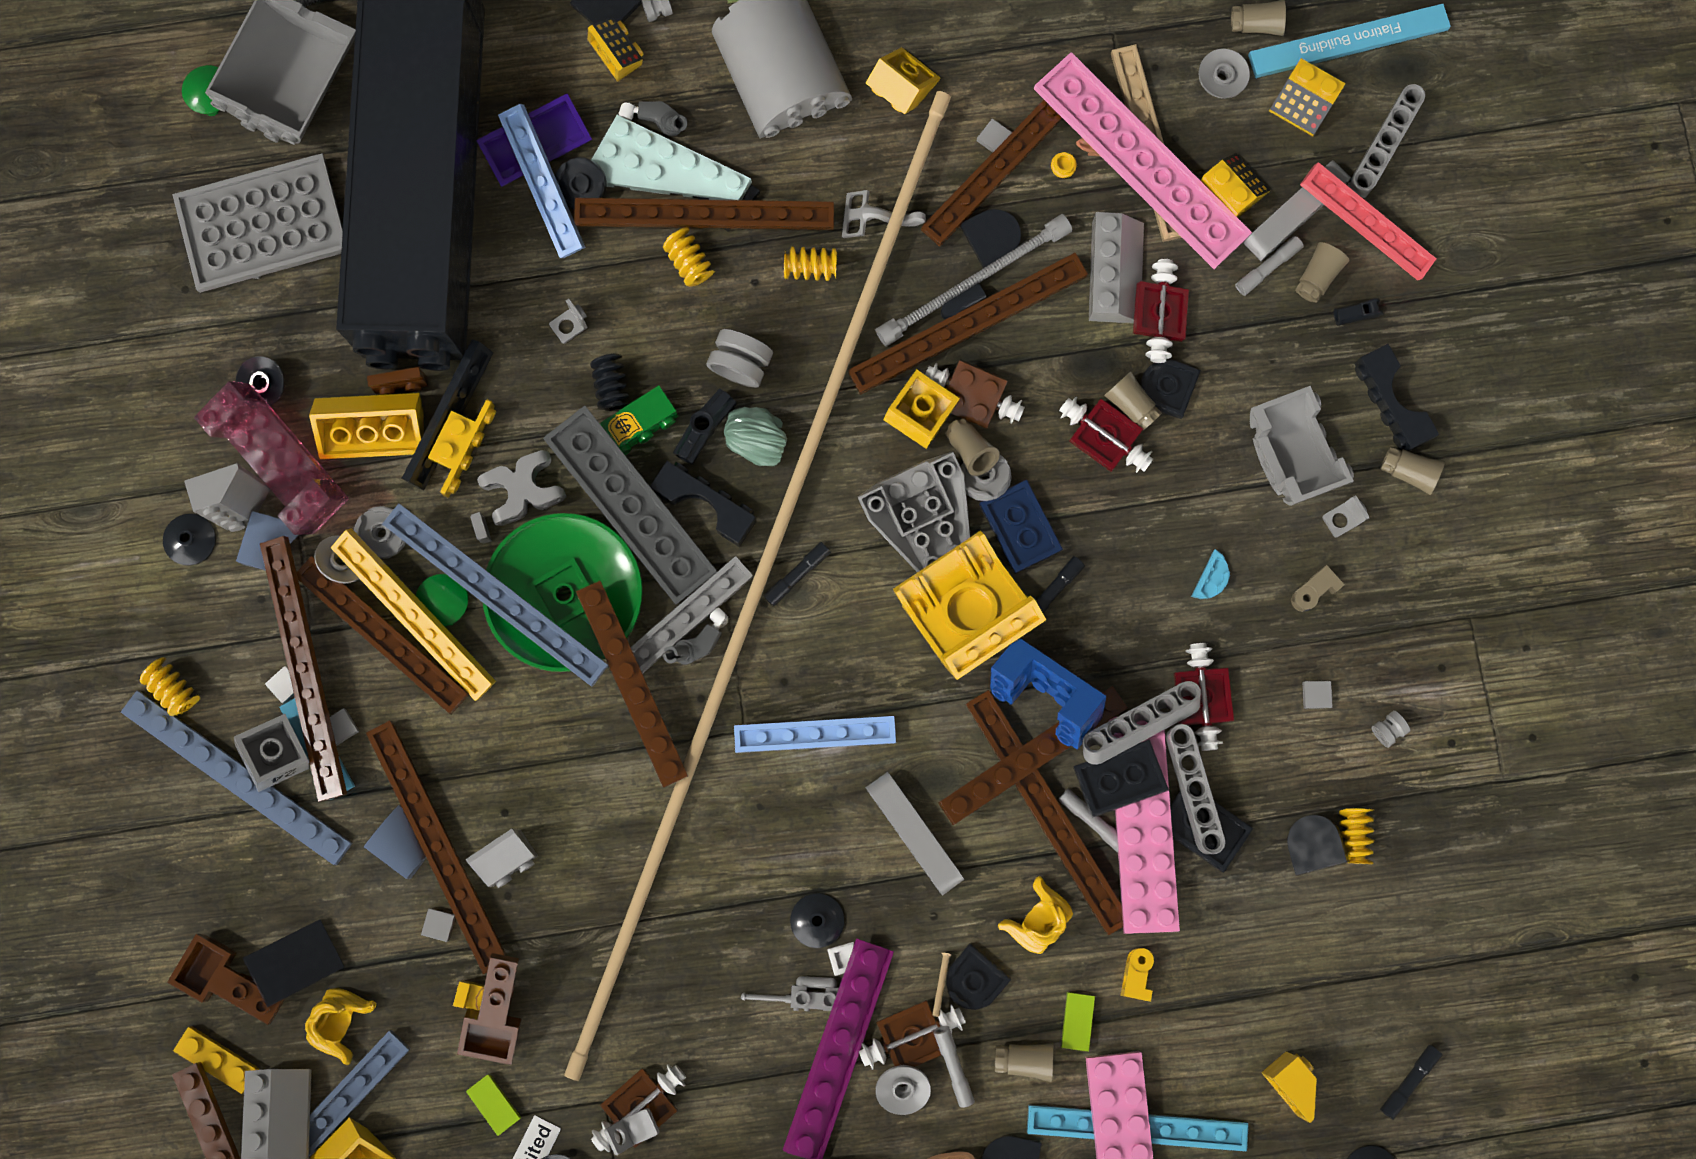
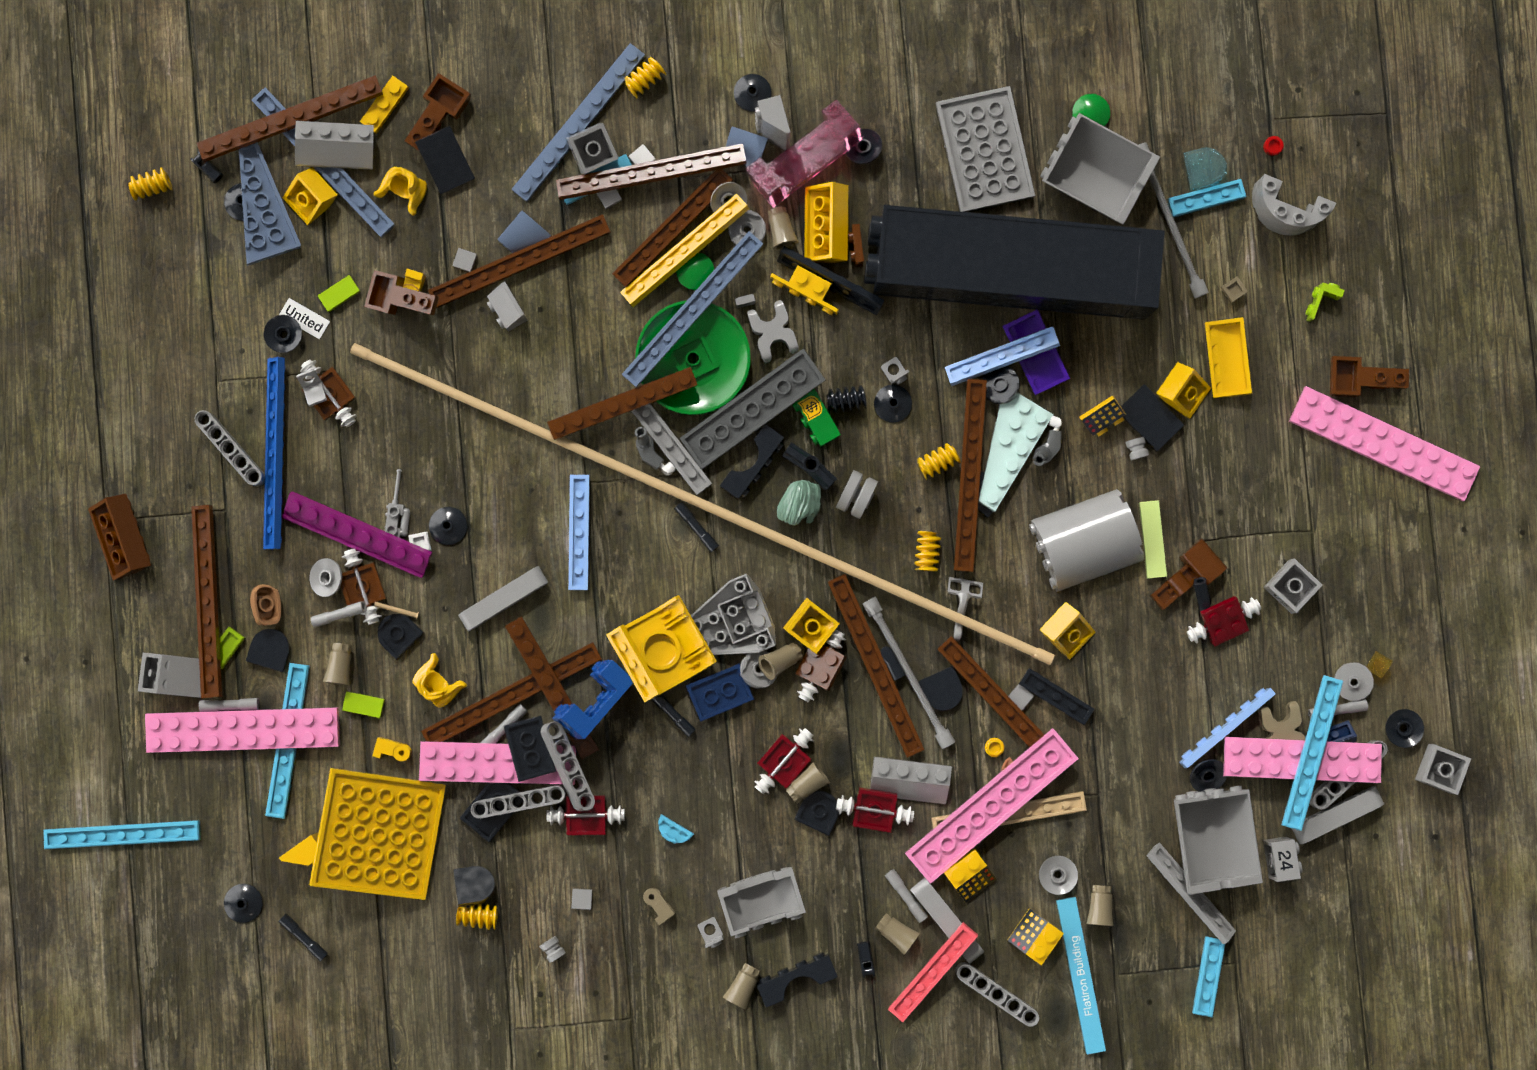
camera: 90 degrees right, 5 degrees up
(378, 485) = (781, 229): none -> dark tan plant
(614, 336) = (892, 413): none -> black dish
(990, 90) = (1056, 696): none -> black plate
(1261, 985) = (377, 834): none -> yellow plate

